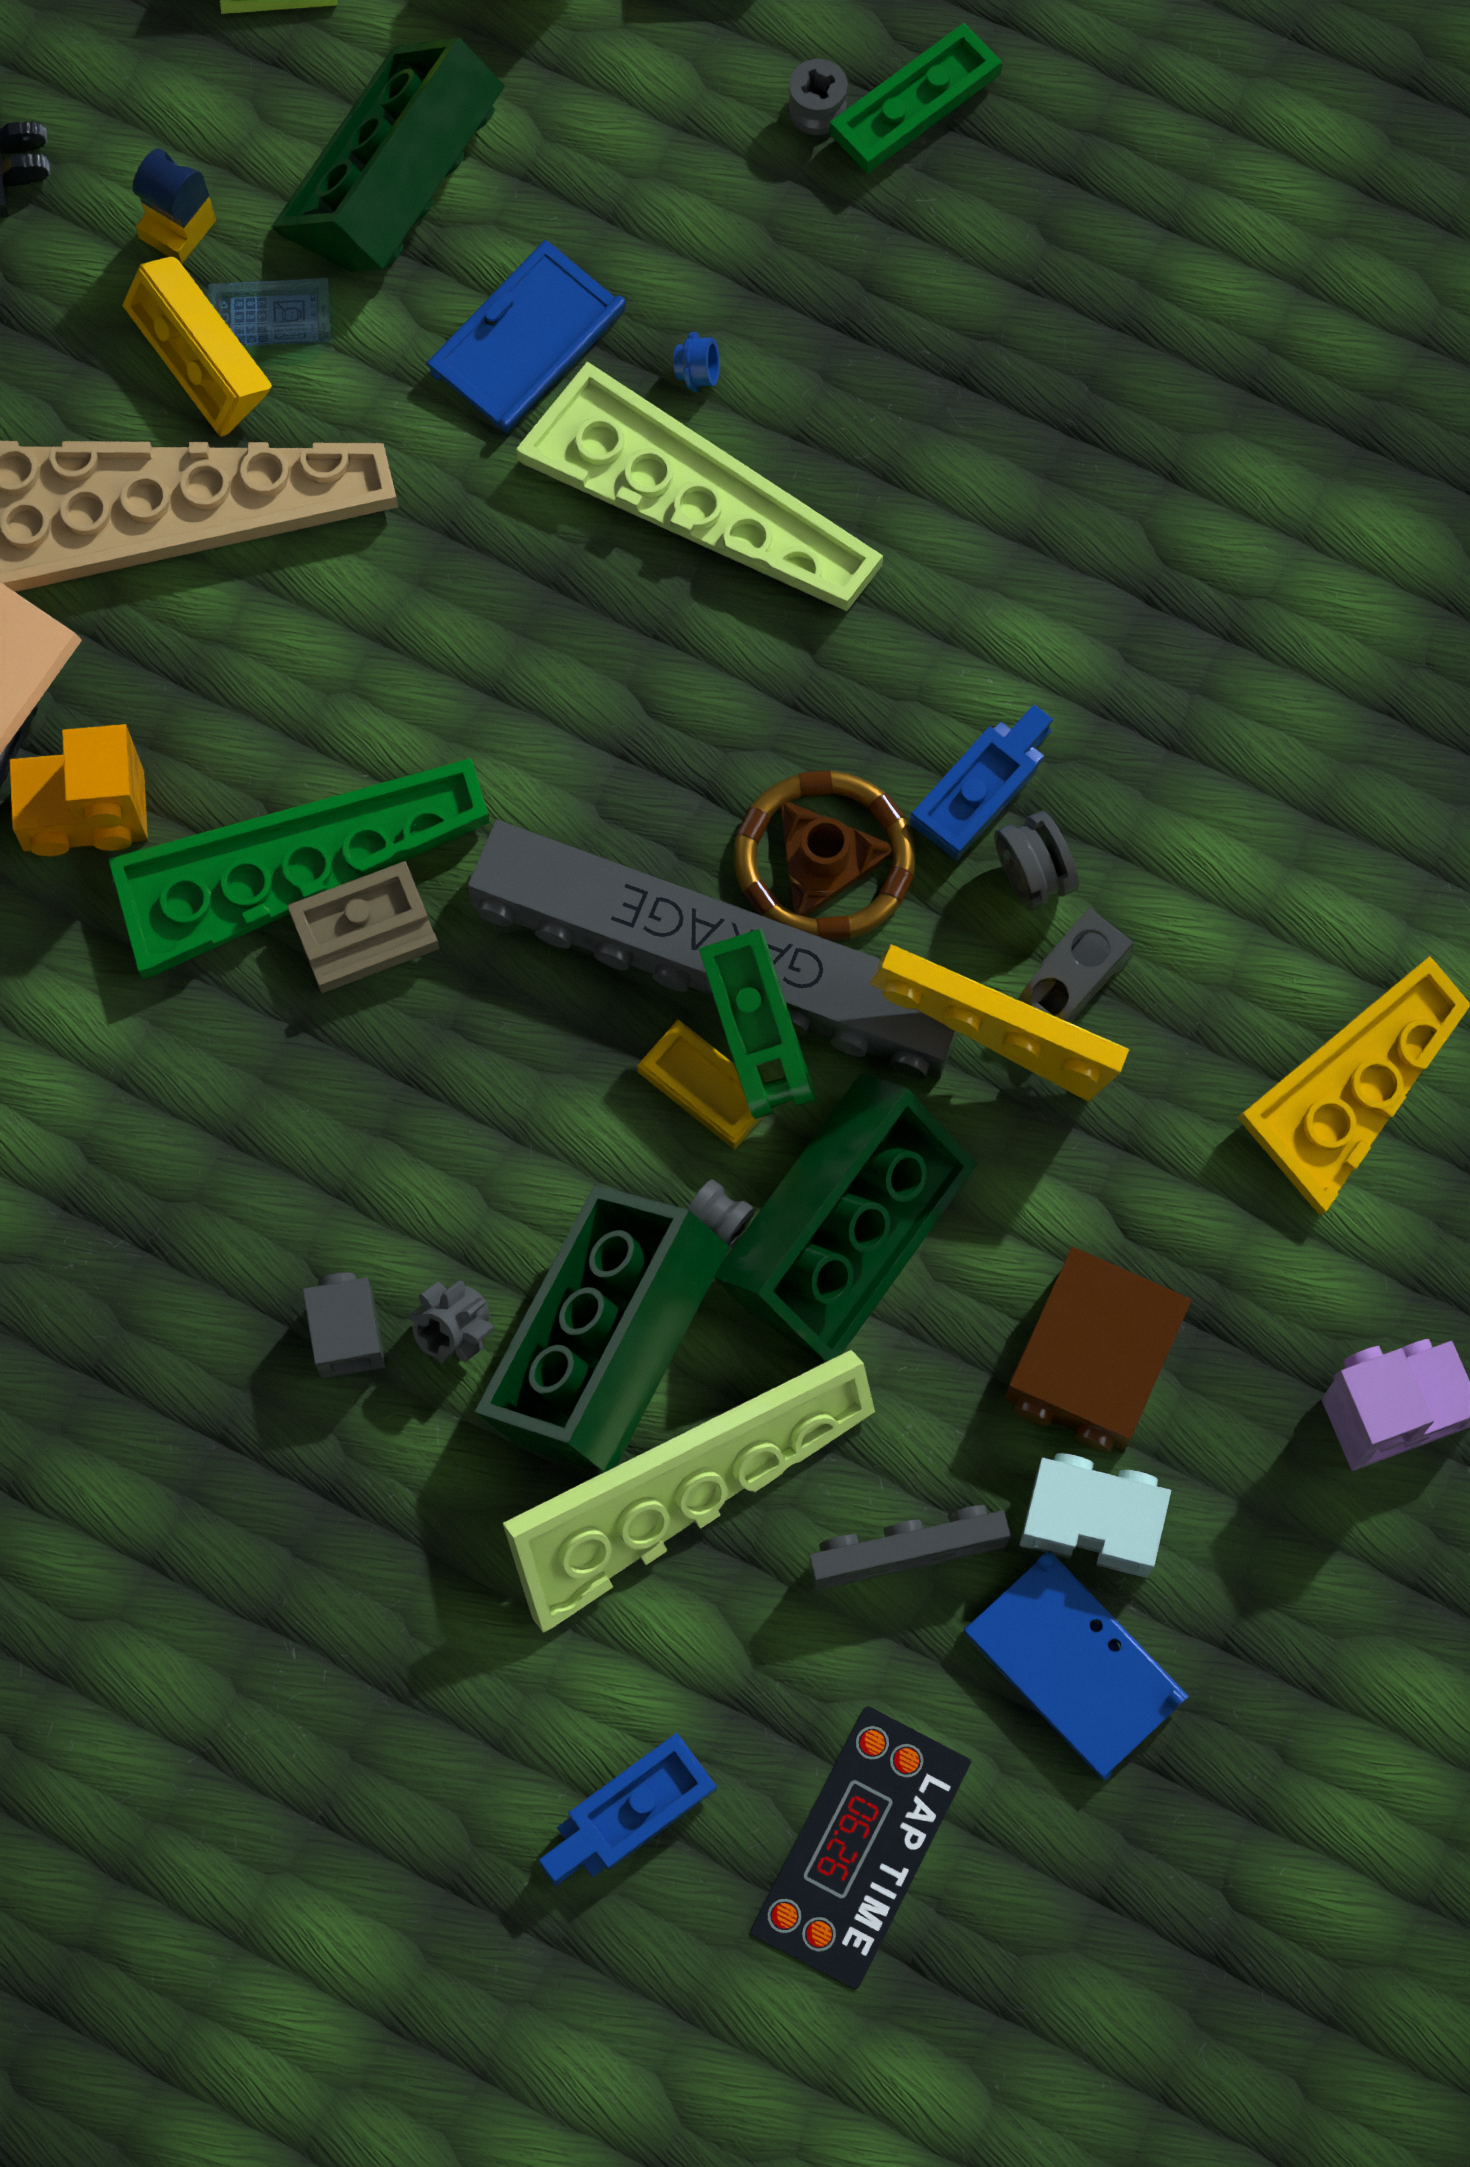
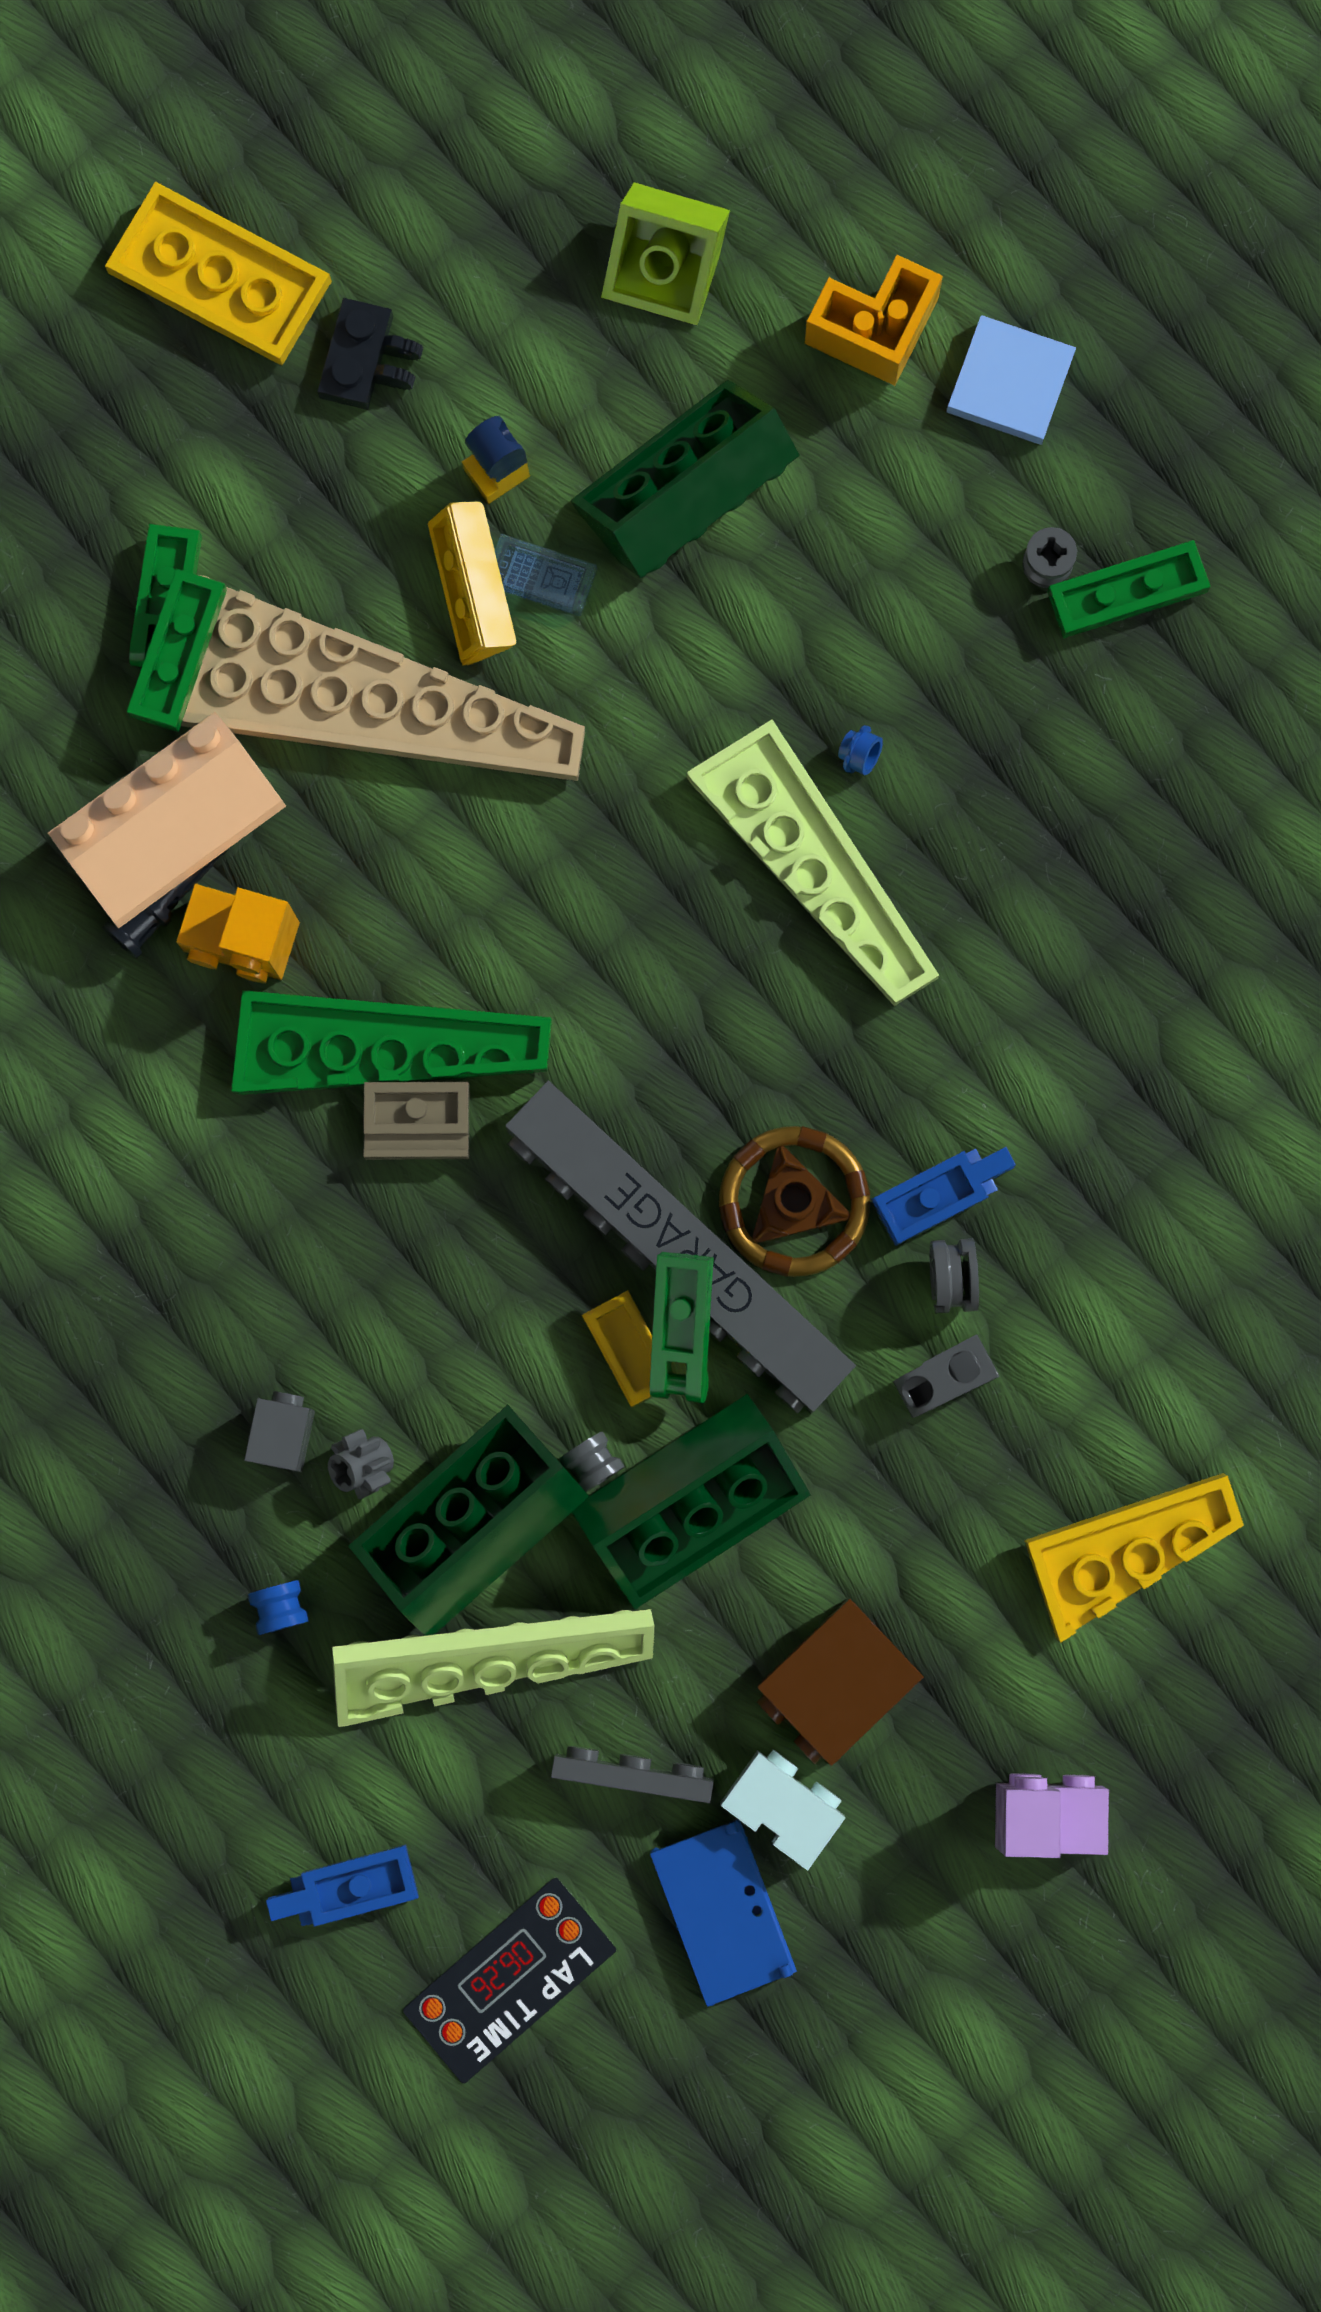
camera: 25 degrees right, 10 degrees up
(419, 1521) = (278, 1607): none -> blue wheel
(533, 343) = (739, 680): blue door -> none
(1011, 1028) = (876, 1419): yellow wing -> none

